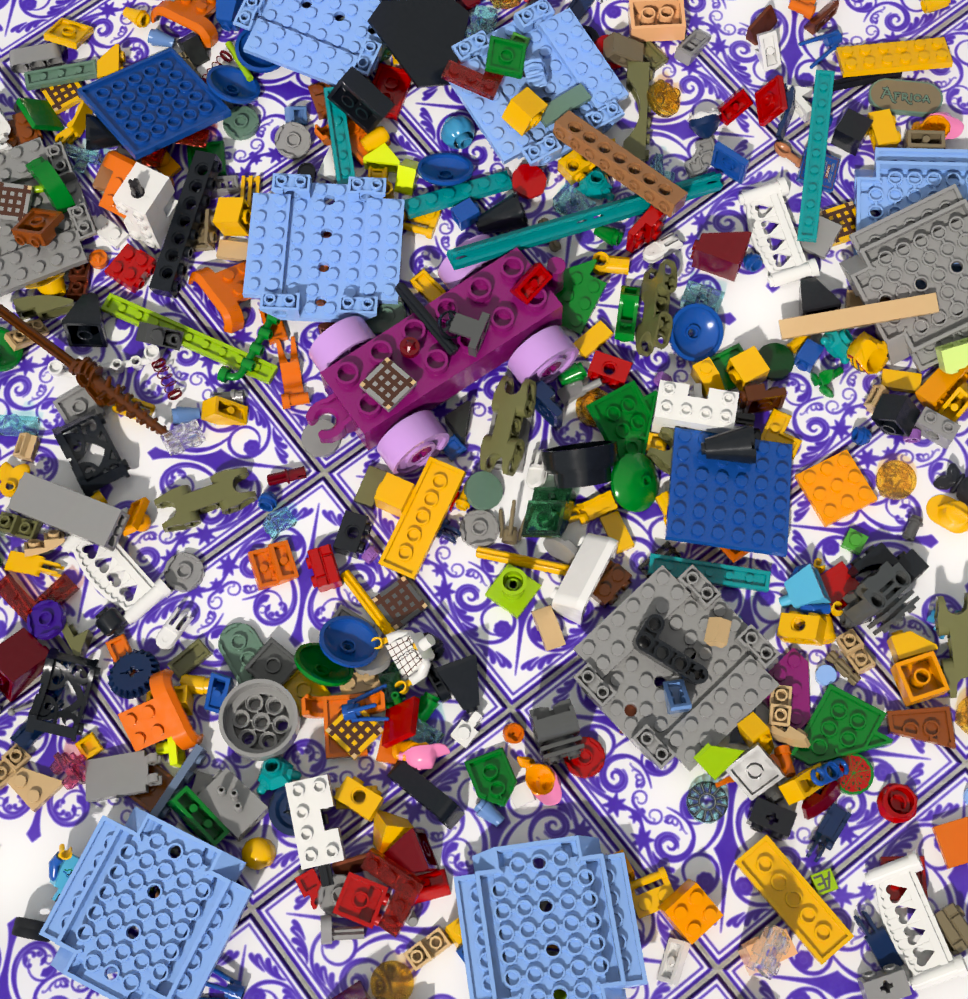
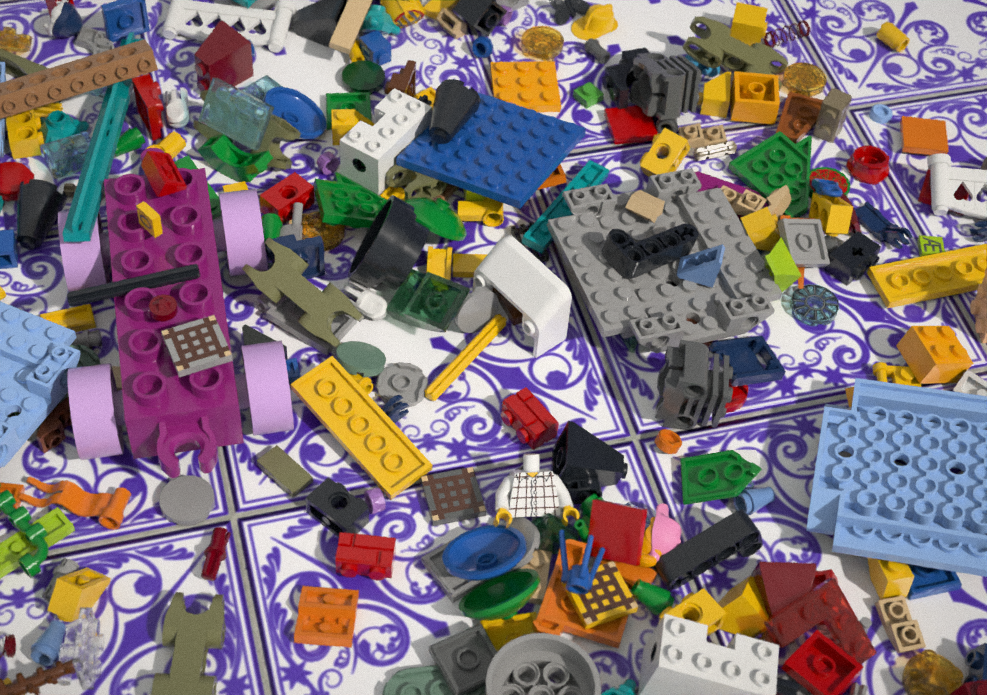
camera: 75 degrees left, 20 degrees down
(267, 501) = (237, 587): blue plate -> none
(278, 522) = (273, 587): clear light blue bracket -> none
(367, 602) = (441, 527): yellow axle -> none
(371, 767) = (652, 596): none -> green cone
(393, 494) = (315, 443): yellow head -> none
(465, 731) = (644, 488): white plate -> none
(466, 327) = (183, 235): dark grey piece -> none
(478, 298) = (149, 219): none -> yellow tile
(485, 627) = (529, 418): none -> red brick
(510, 534) = (426, 354): dark tan plant -> none
(513, 599) = (494, 375): lime plant -> none
(542, 781) = (743, 427): light orange hair -> none
(548, 627) = (552, 360): tan slope -> none
(615, 761) = (745, 364): none -> dark blue container
(651, 294) = (236, 113): none -> clear light blue plate
(747, 368) = (364, 87): yellow head -> none
(808, 591) = (626, 138): medium azure torso -> none
(825, 378) = (409, 41): green plant -> none
(825, 675) = (717, 166): light blue tile -> none
(930, 752) = (832, 115): none -> dark tan brick

